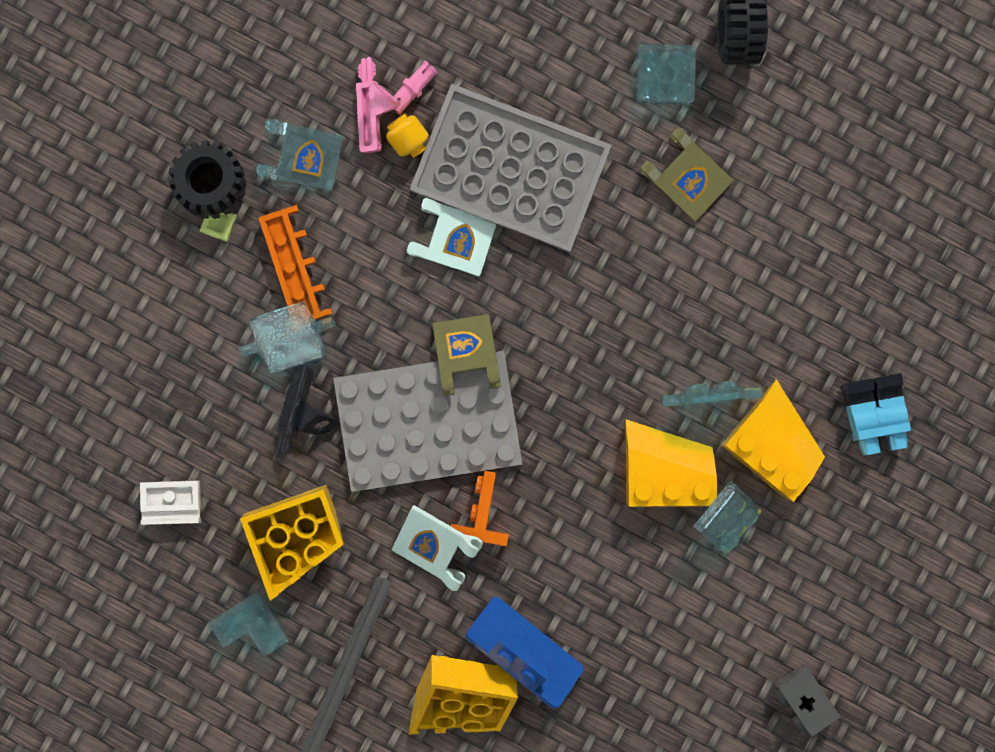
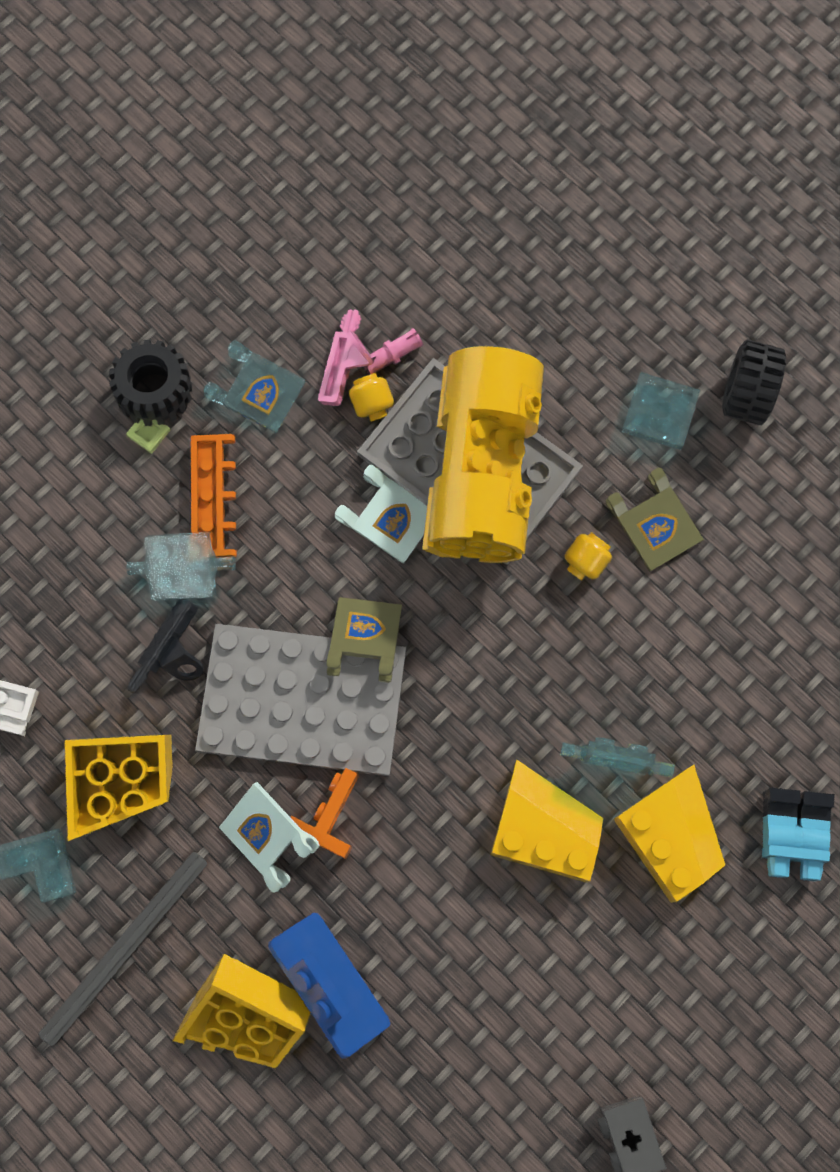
camera: 15 degrees right, 10 degrees down
(516, 122) = (487, 410): none -> yellow cylinder
(638, 225) = (588, 556): none -> yellow head
(728, 518) = (598, 899): clear light blue plate -> none

